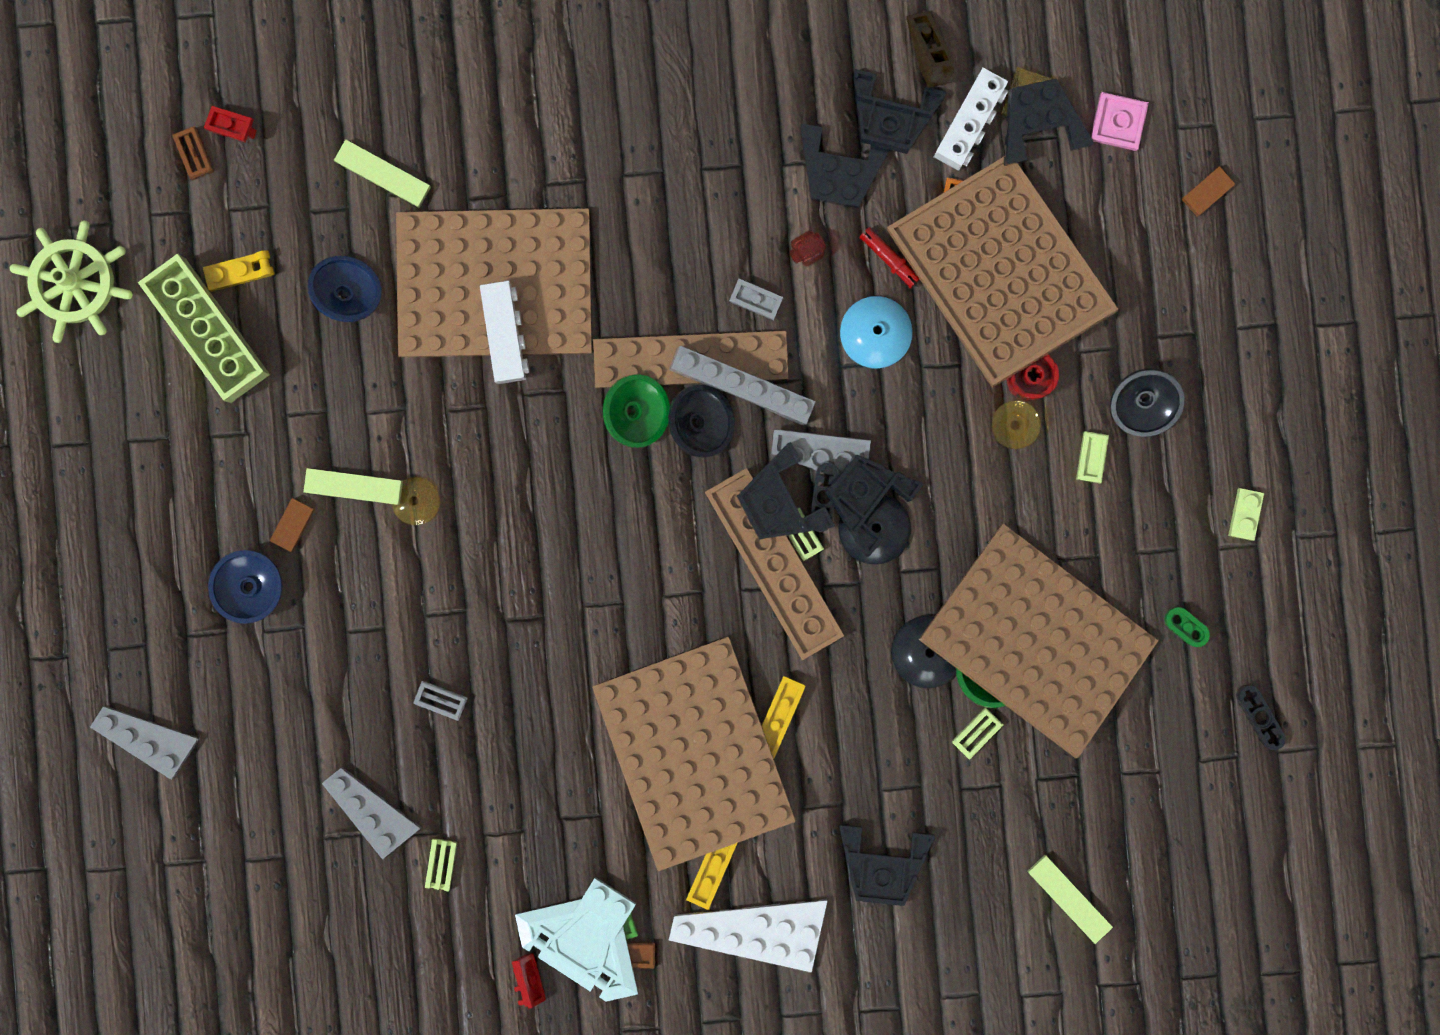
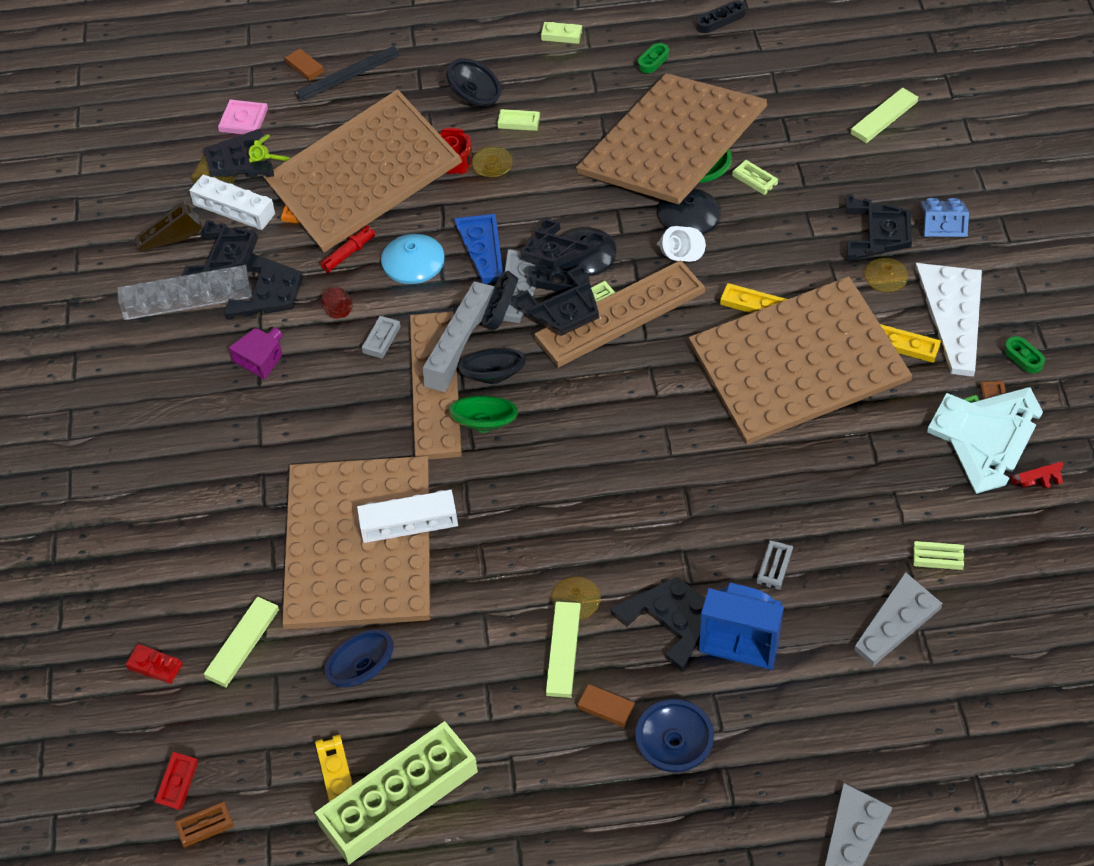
camera: 90 degrees left, 35 degrees down
(348, 660) = (741, 625): none -> blue container
(362, 90) = (154, 664): none -> red plate
(393, 600) = (674, 607): none -> black wing
(689, 998) = (1026, 355): none -> green plate
(742, 165) = (258, 351): none -> magenta torso
(802, 441) = (500, 300): none -> black beam
(815, 853) = (886, 275): none -> clear yellow dish
(831, 76) = (184, 292): none -> clear brick
(866, 638) = (682, 243): none -> white piece
(892, 411) = (482, 245): none -> blue wing
(896, 944) = (945, 218): none -> medium blue bracket
(1032, 147) = (260, 152): none -> lime plant
(1187, 246) = (347, 73): none -> black axle

